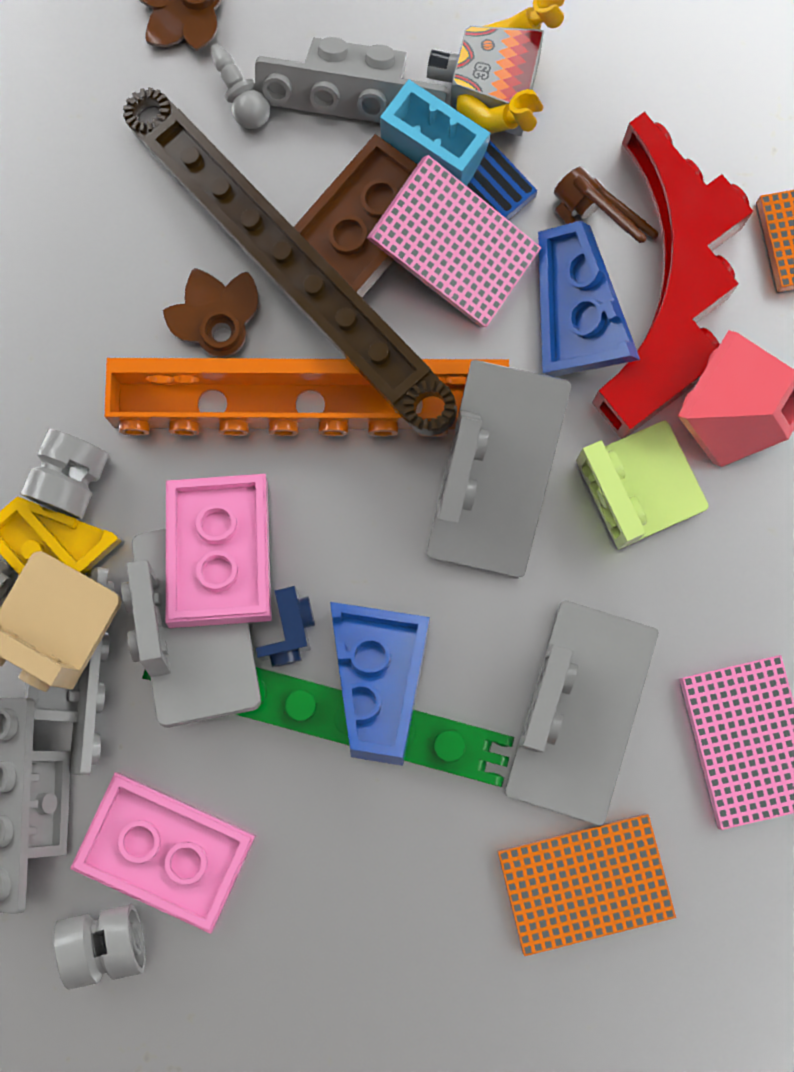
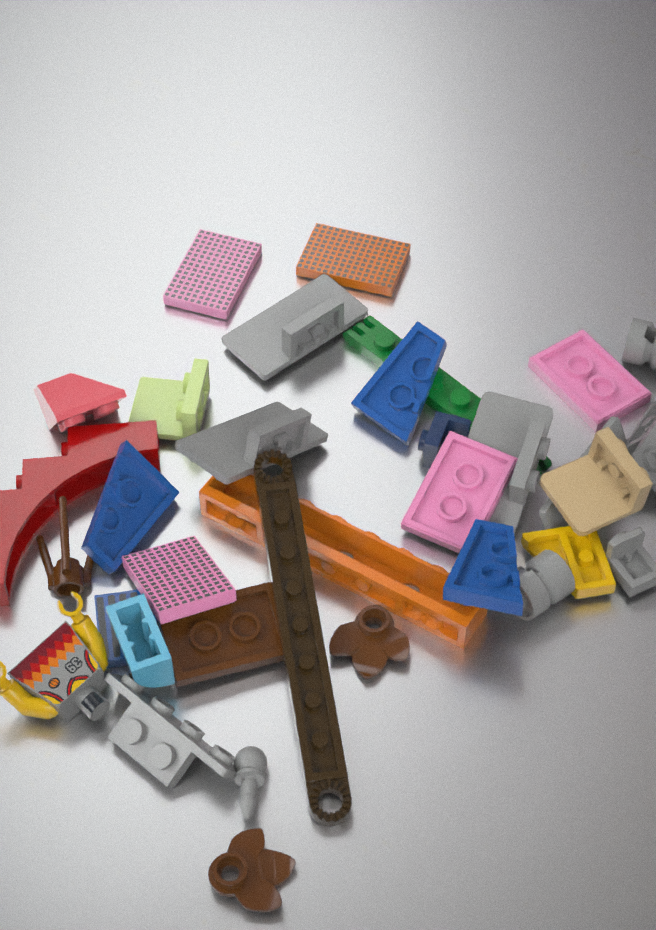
camera: 150 degrees left, 30 degrees down
(115, 430) = (486, 570): none -> blue wing

